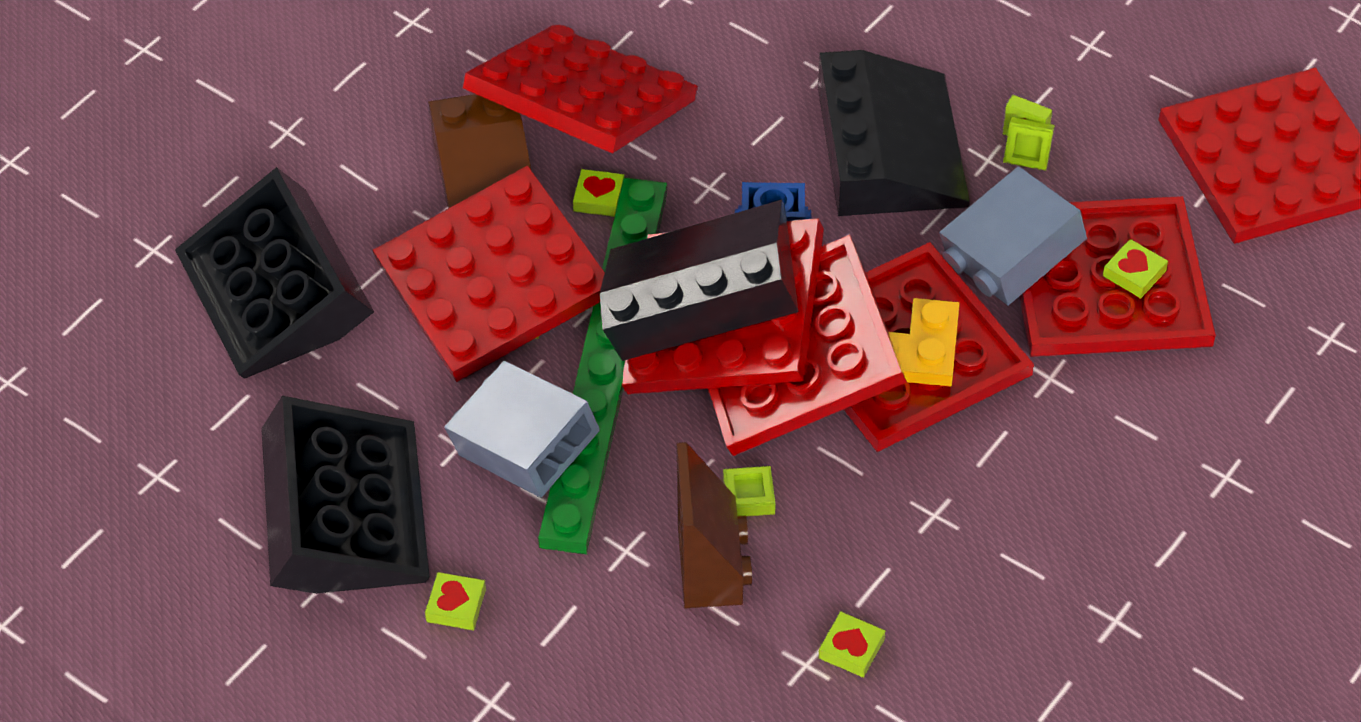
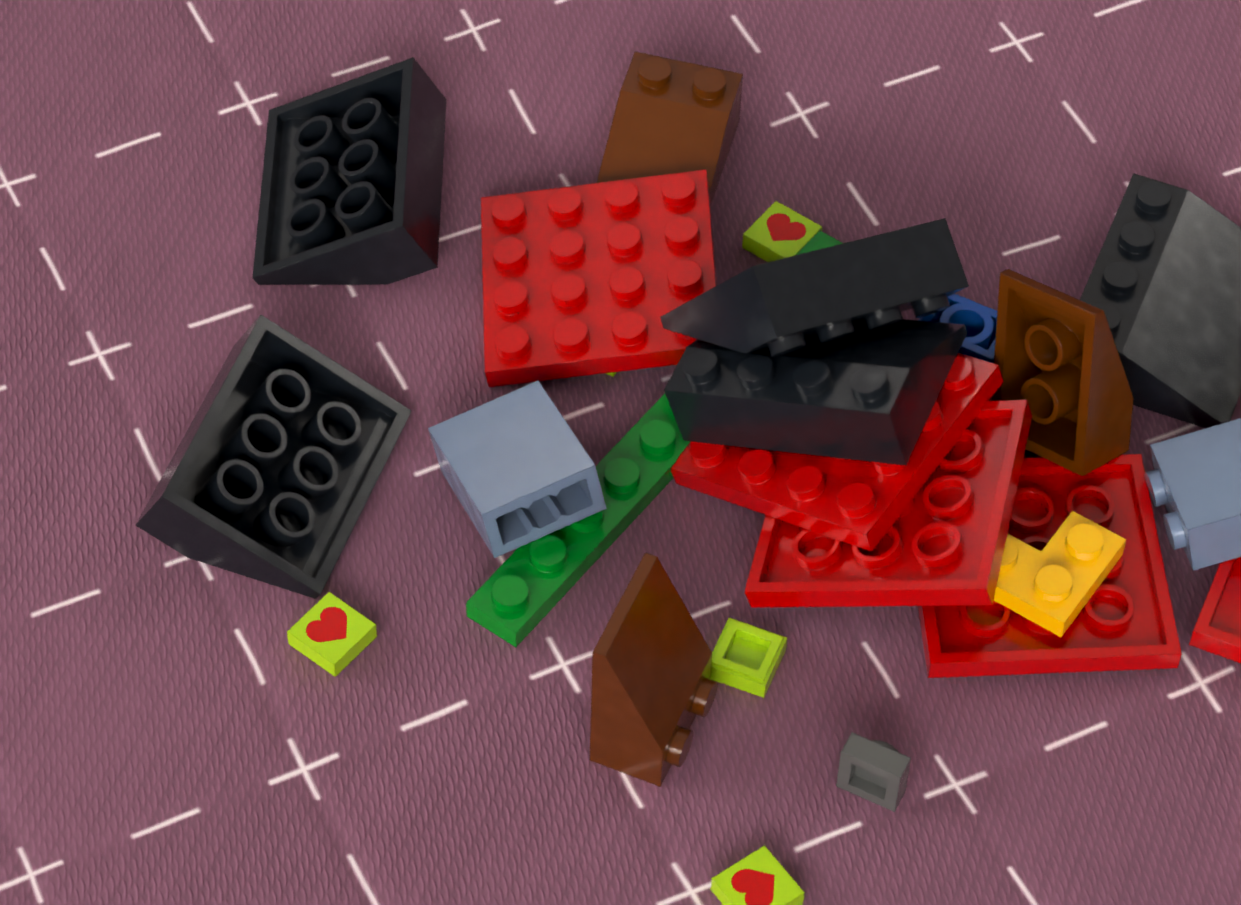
camera: 25 degrees right, 0 degrees up
(581, 87) = (824, 105): red plate -> none
(680, 218) = (827, 292): none -> black slope
(864, 198) = (1067, 369): none -> reddish brown slope
(883, 529) = (873, 771): none -> dark grey plate

